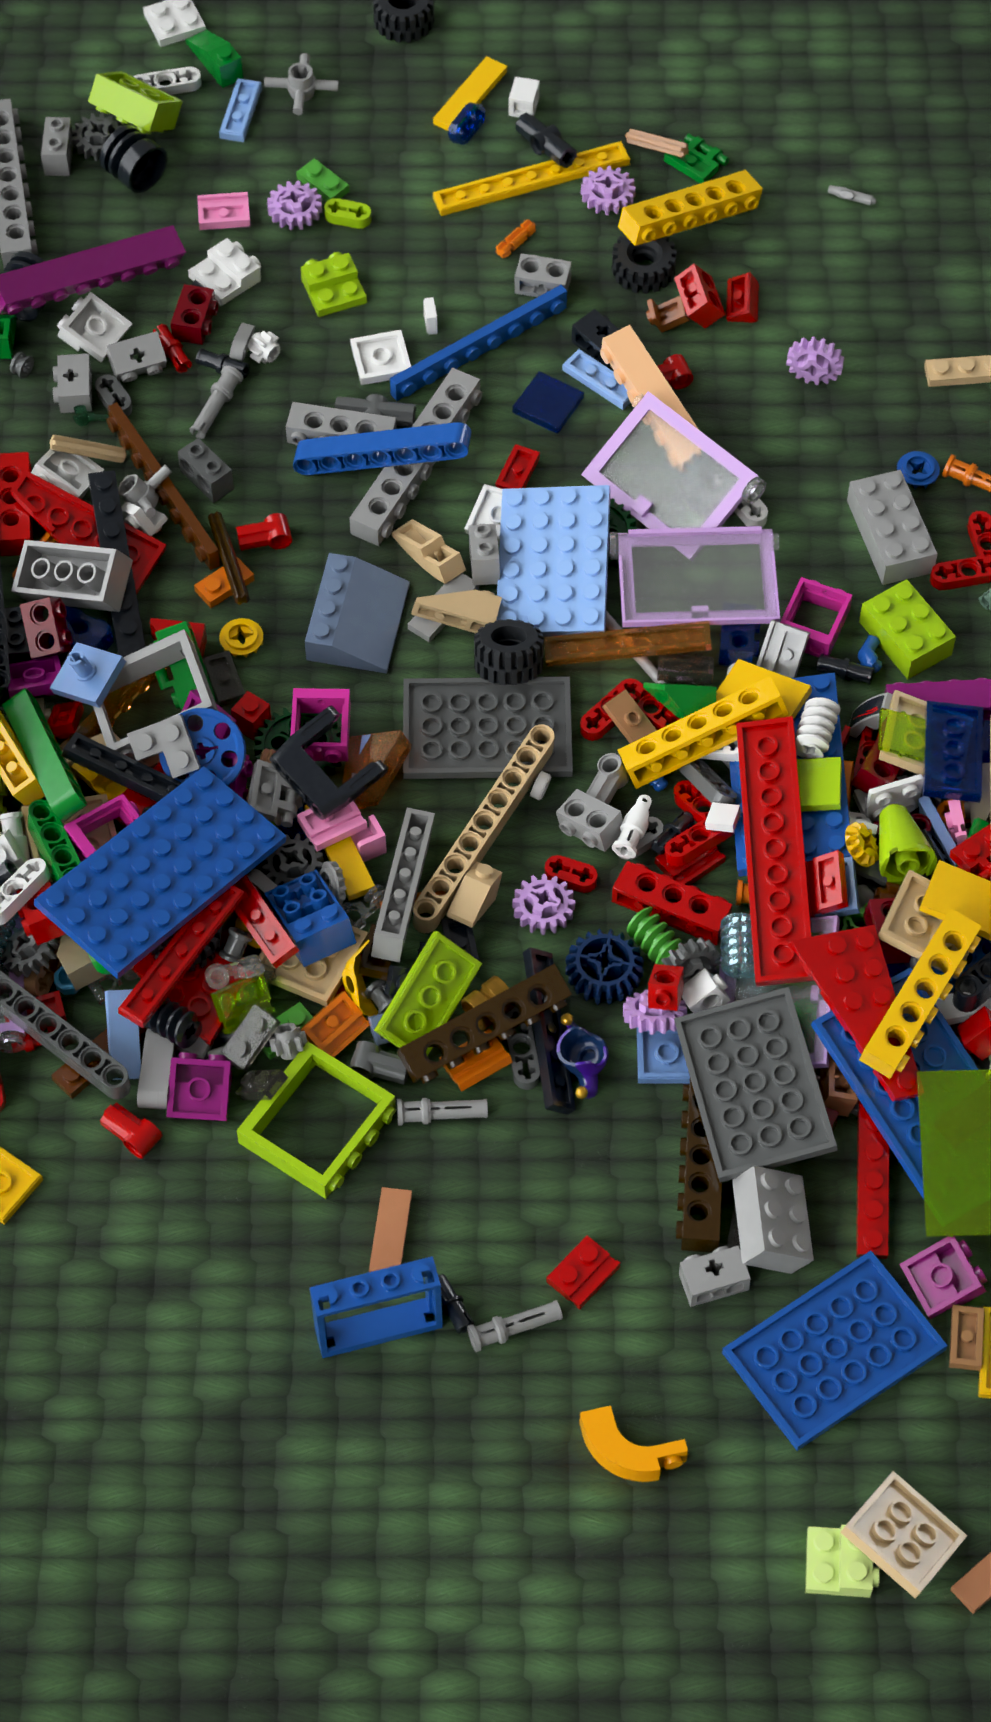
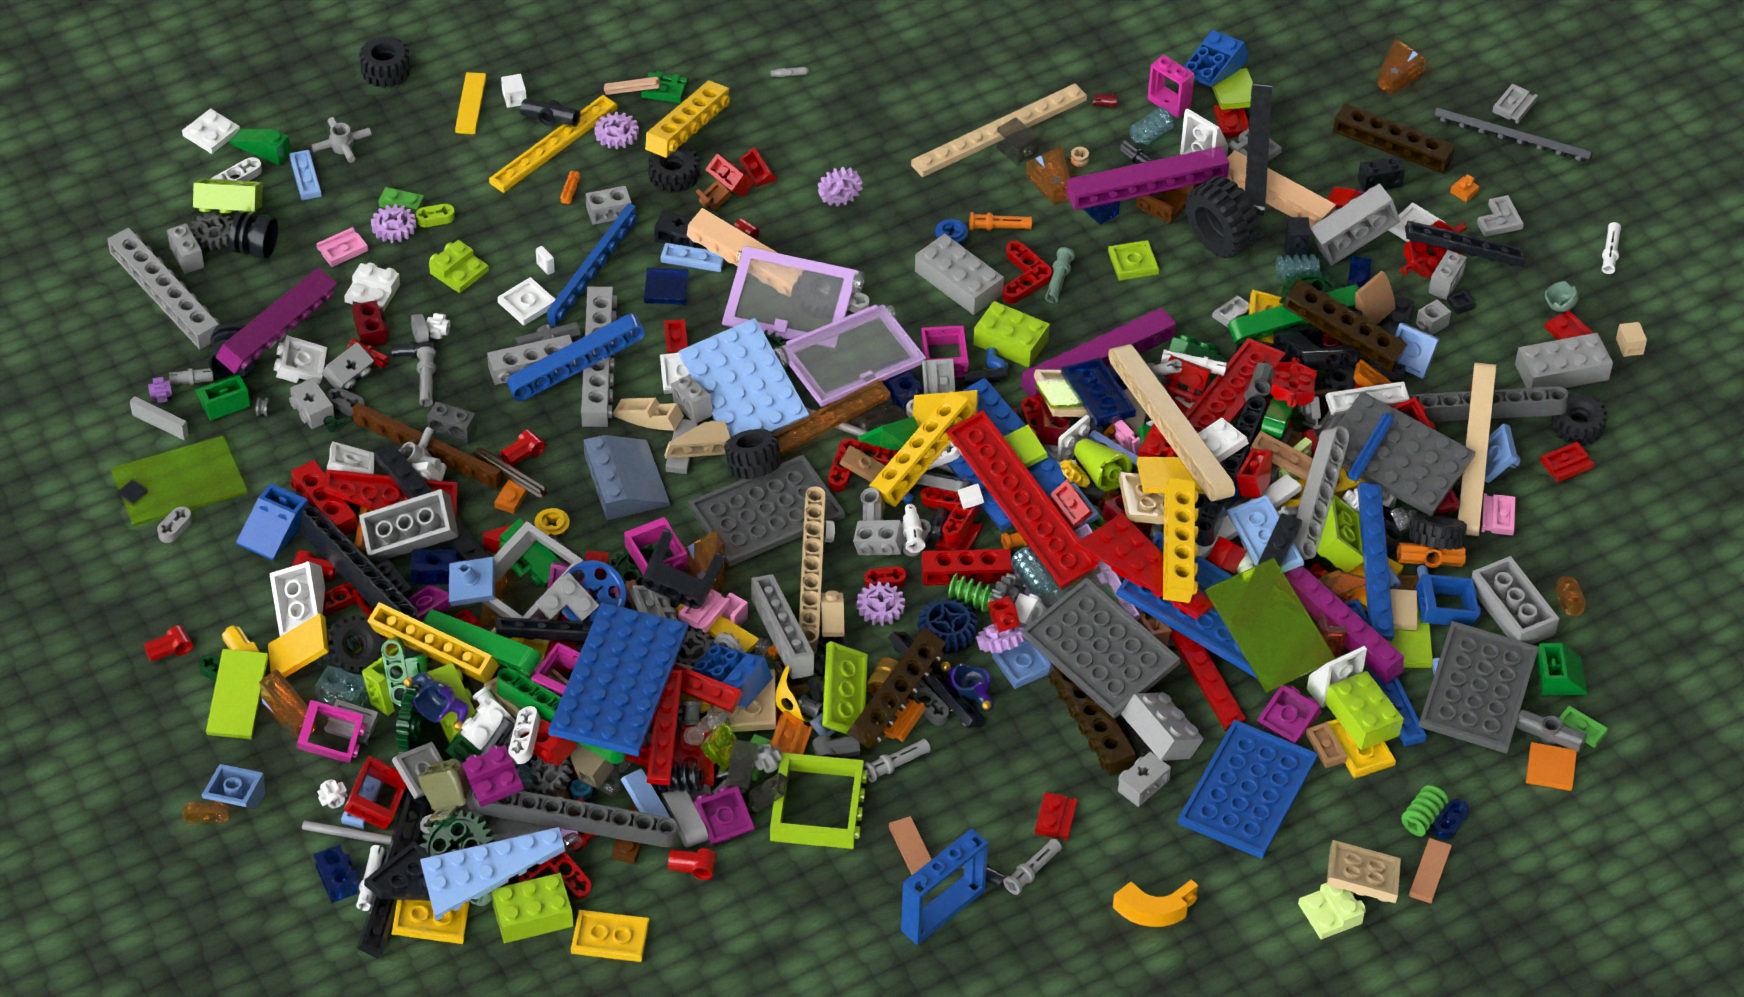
camera: 30 degrees left, 10 degrees down
(39, 630) = (410, 570): dark red brick -> none
(87, 448) = (356, 441): tan axle -> none
(466, 123) = (483, 122): clear blue plate -> none
(816, 727) = (1000, 411): white piece -> none
(868, 713) = (1023, 394): slope -> none

